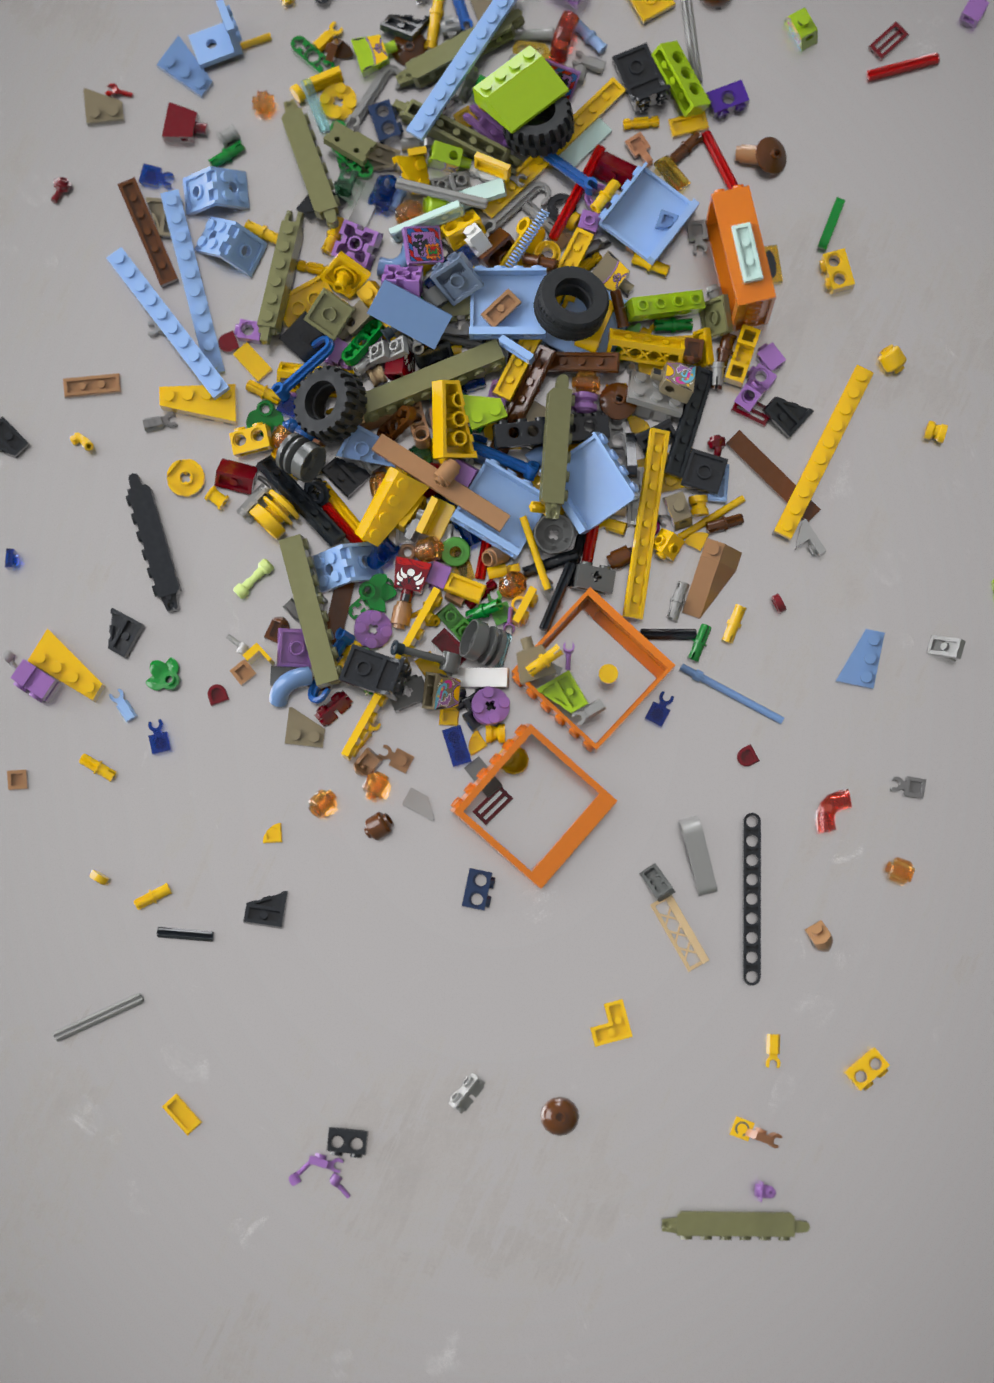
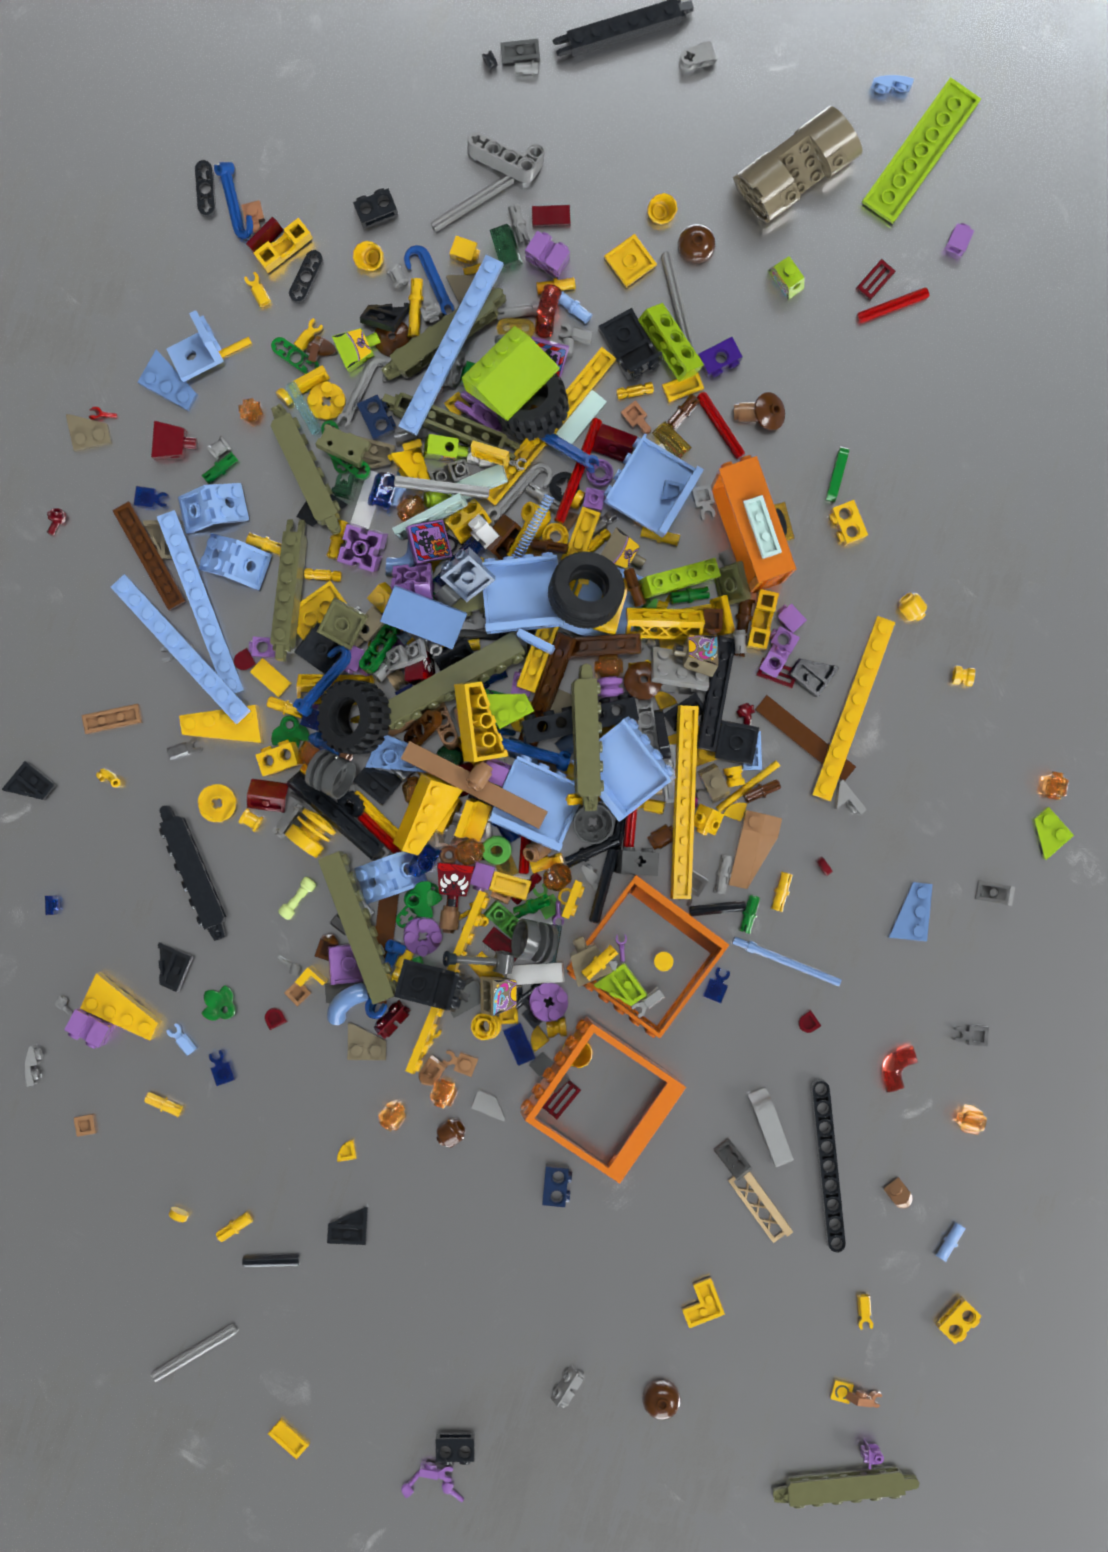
camera: 15 degrees left, 5 degrees up
(345, 275) = (353, 581): yellow plate -> none
(418, 720) = (478, 1029): none -> yellow wheel
(500, 308) = (515, 600): medium nougat plate -> none
(535, 552) = (576, 844): yellow bar -> none
(583, 14) = (563, 284): none -> yellow pin
(605, 196) = (607, 472): yellow axle -> none
(651, 608) = (698, 885): none -> flat silver plate
(866, 989) = (950, 1241): none -> light blue pin

